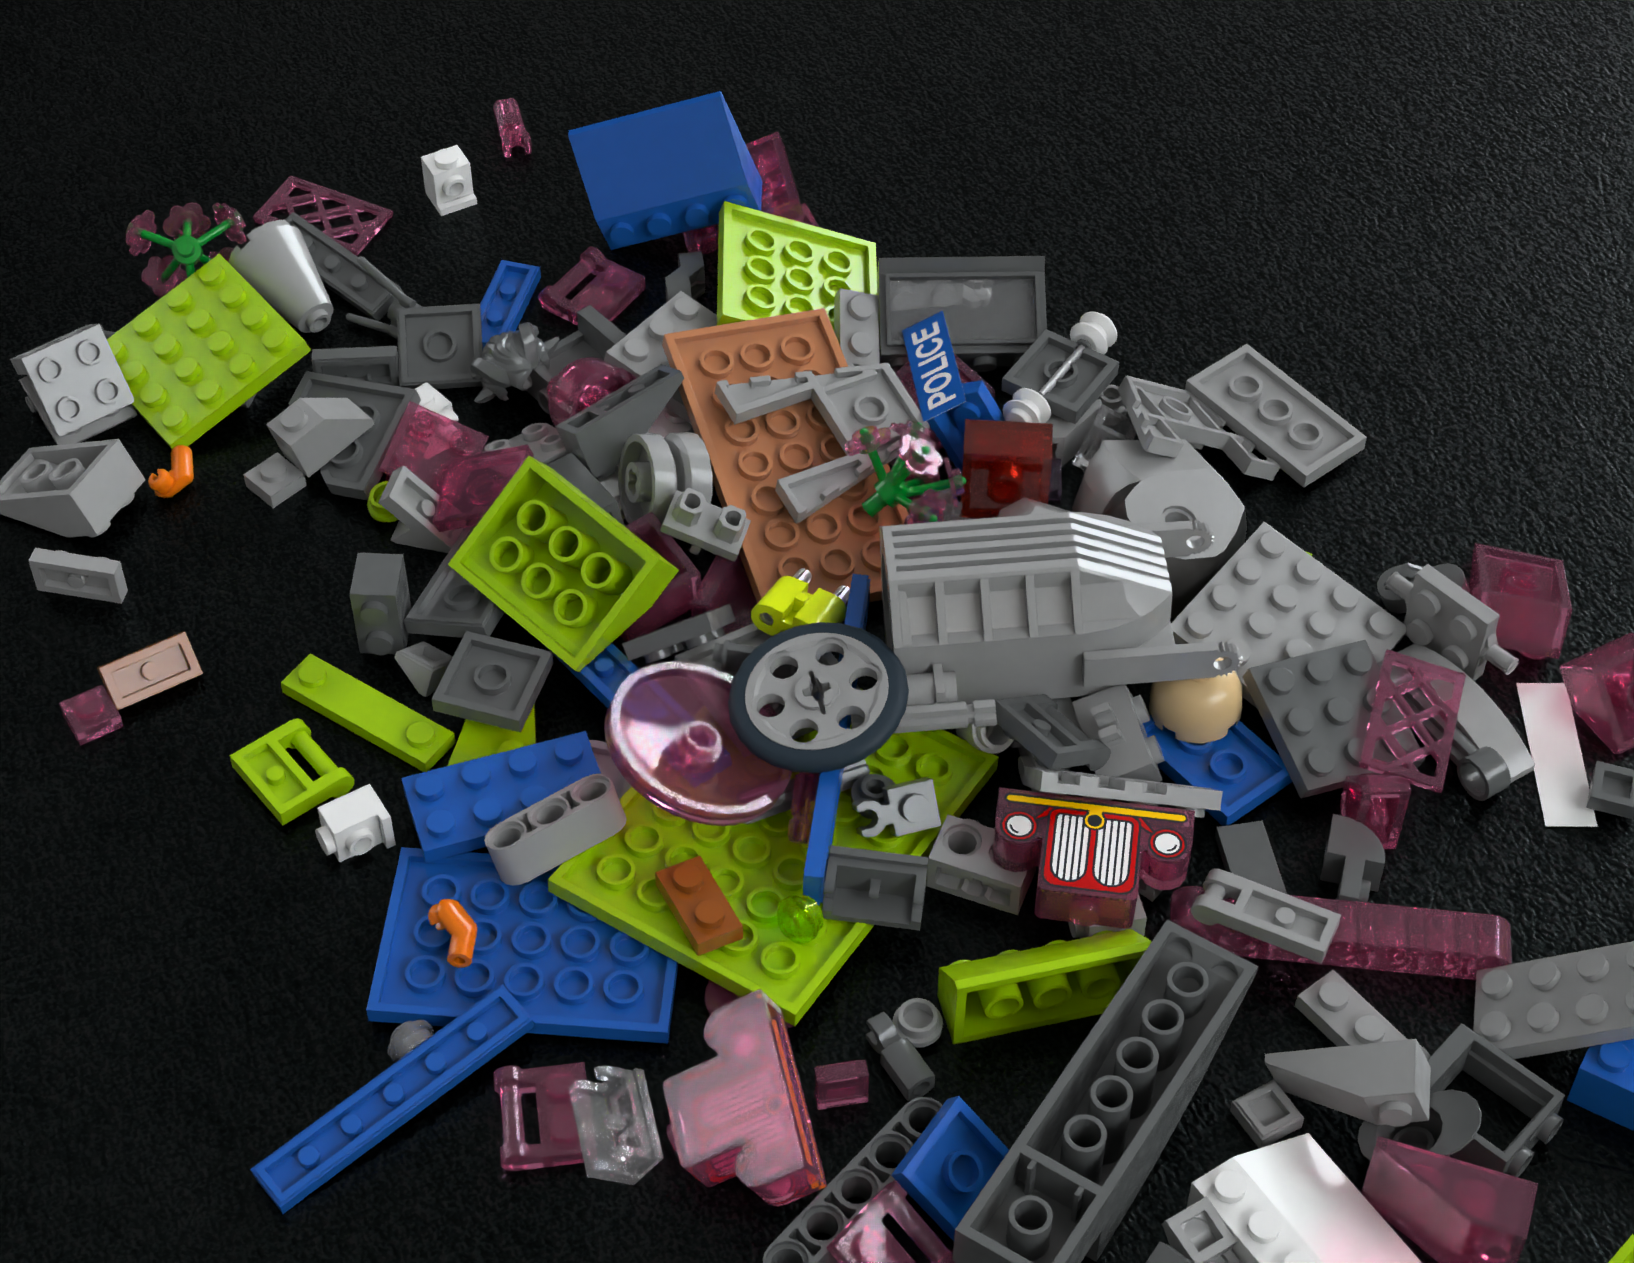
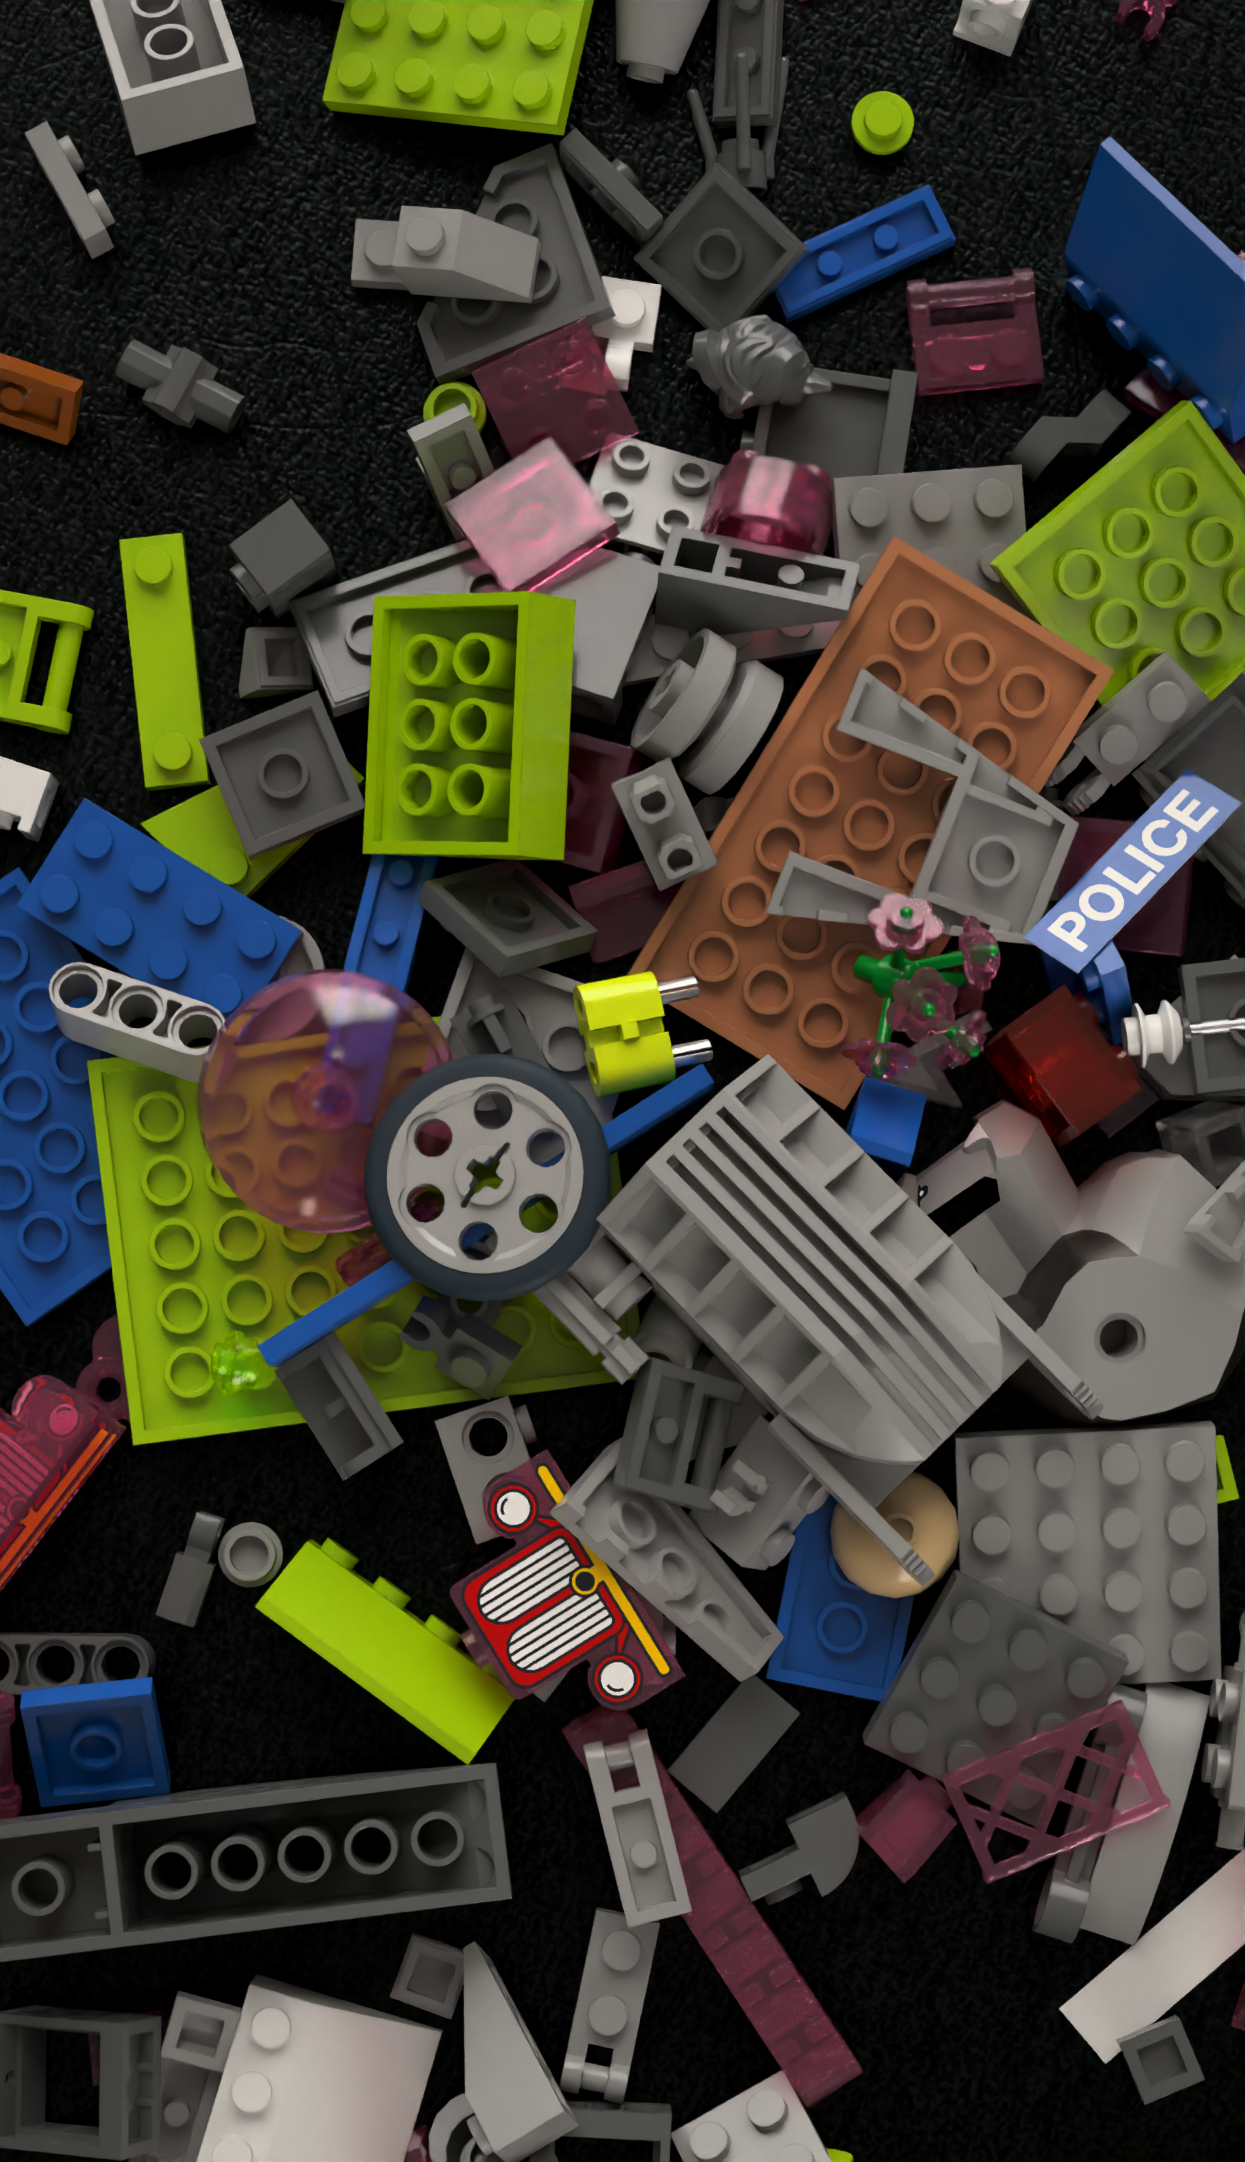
camera: 50 degrees right, 35 degrees up
(181, 473) = (296, 148): orange arm -> none
(235, 600) = (181, 386): none -> dark grey axle
(452, 259) = (882, 123): none -> lime plate
(699, 905) = (176, 1243): dark orange plate -> none
(841, 1084) = (110, 1542): clear pink tile -> none

